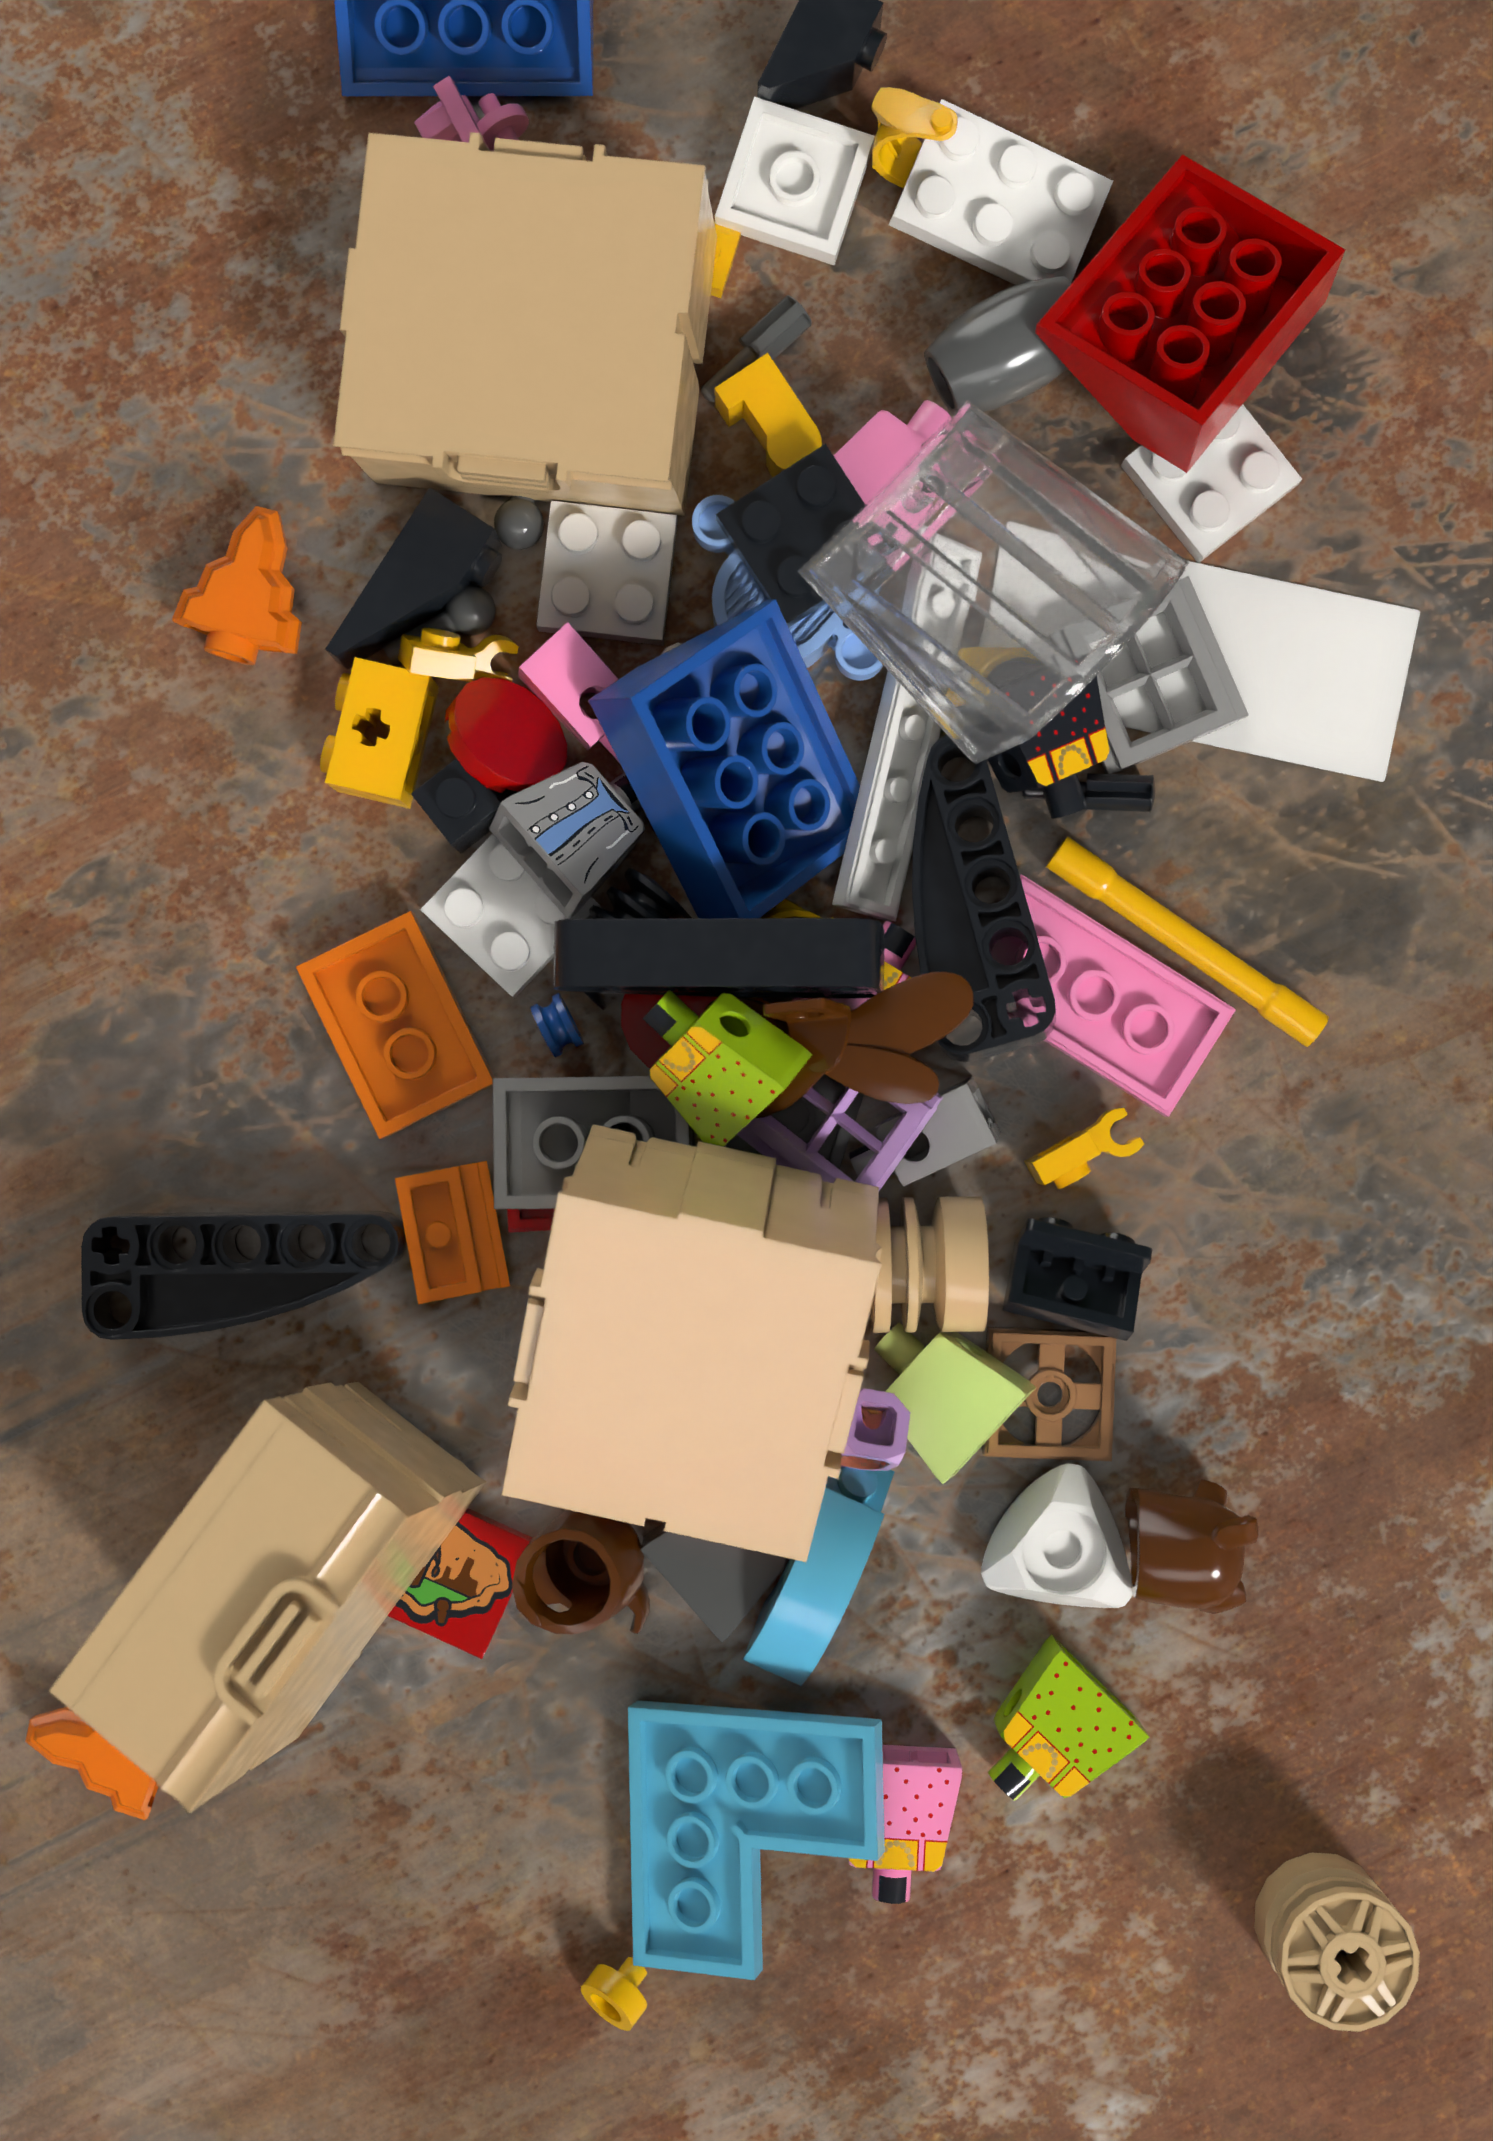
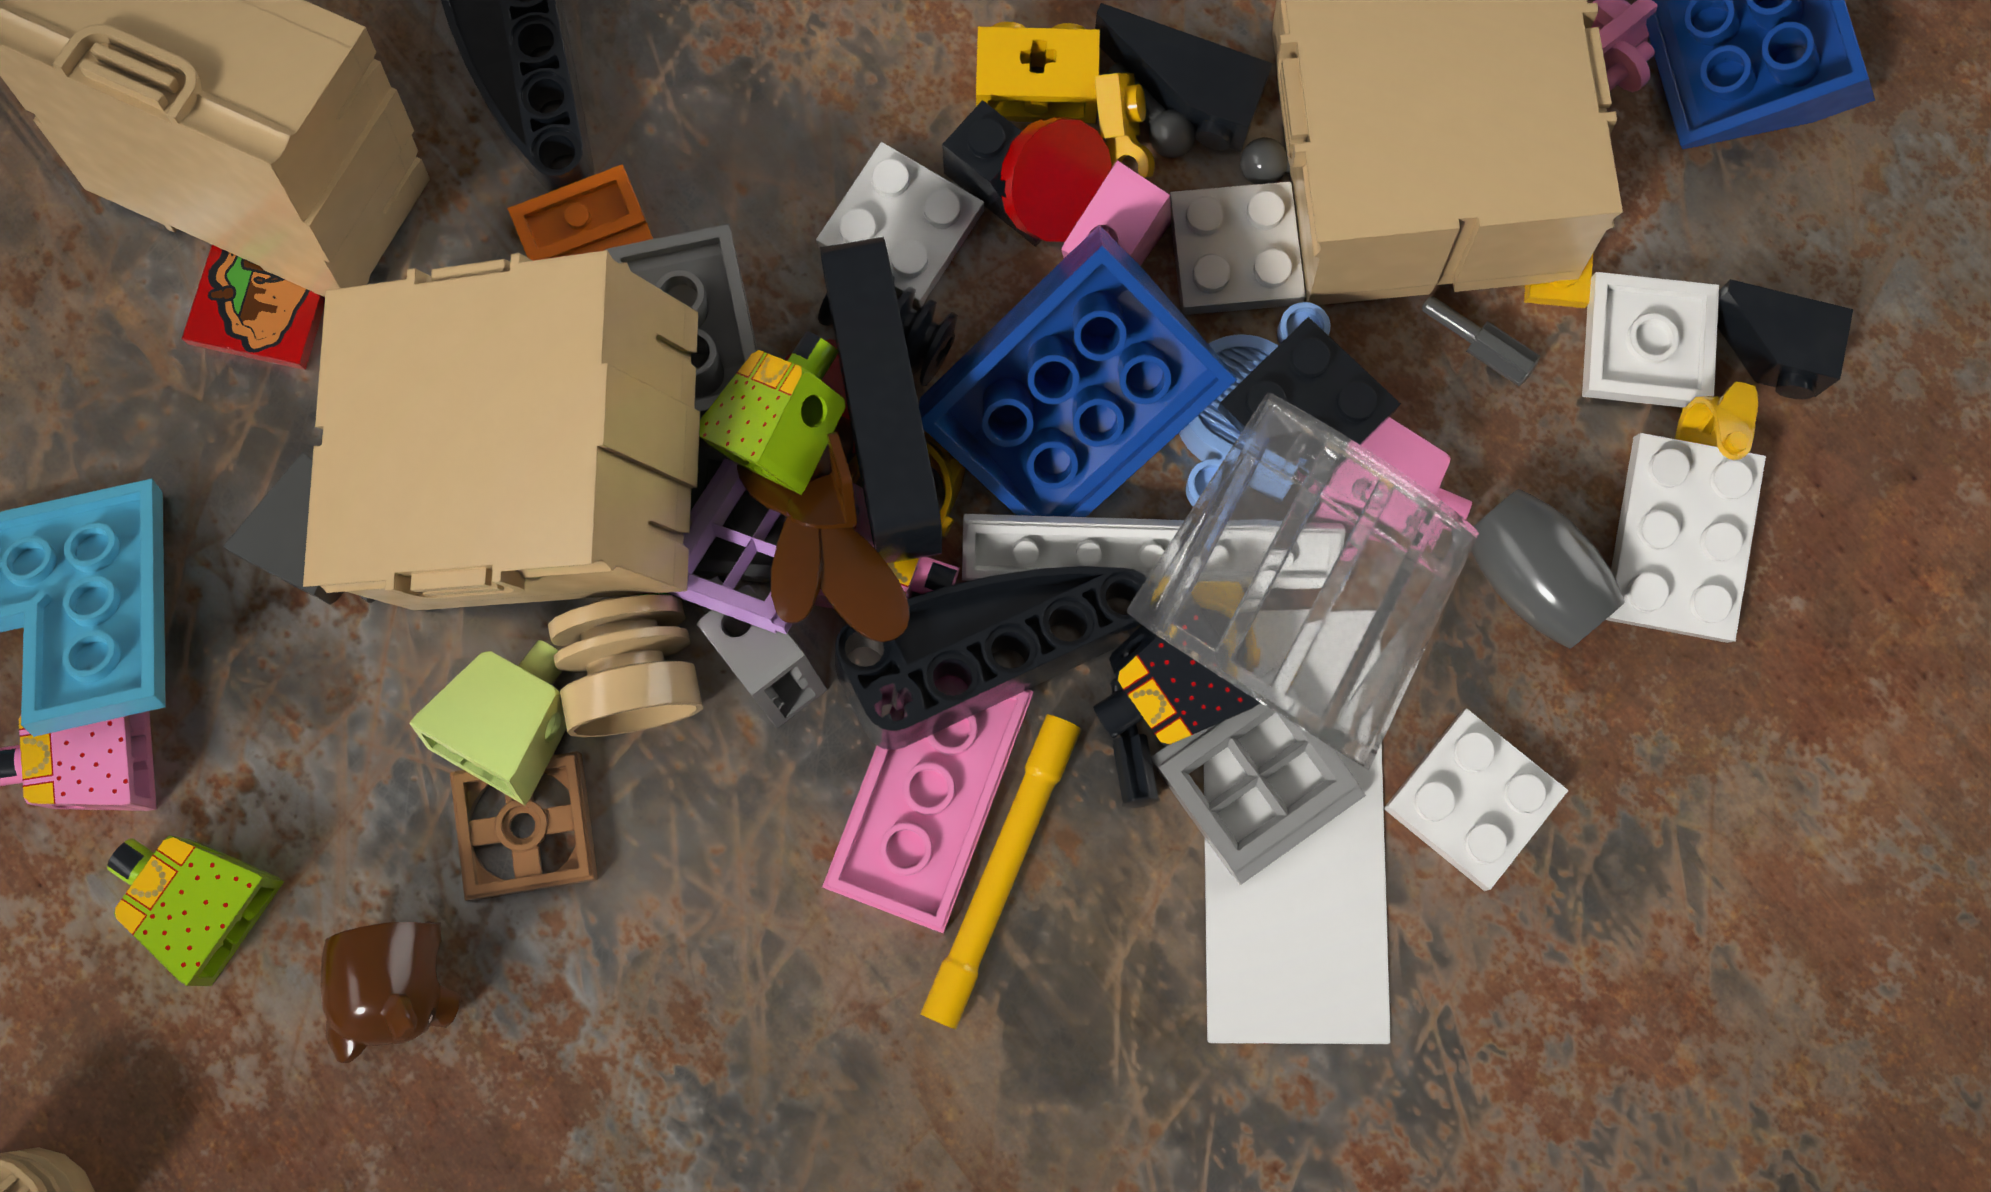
camera: 75 degrees right, 10 degrees down
(396, 1025) = (768, 142): orange plate -> none
(557, 1025) = (796, 284): blue bush -> none
(570, 832) = (978, 254): light grey torso -> none
(587, 1567) = (276, 405): reddish brown piece -> none
(771, 412) = (1435, 352): yellow leg -> none
(814, 1594) = (315, 627): medium azure arch -> none
(877, 1432) = (449, 635): lavender rock -> none
(1059, 1545) = (373, 863): white hat -> none
(1068, 1158) = (758, 793): yellow plate -> none
(1076, 1277) = (641, 824): black bracket -> none
(1189, 309) = (1624, 731): red slope -> none

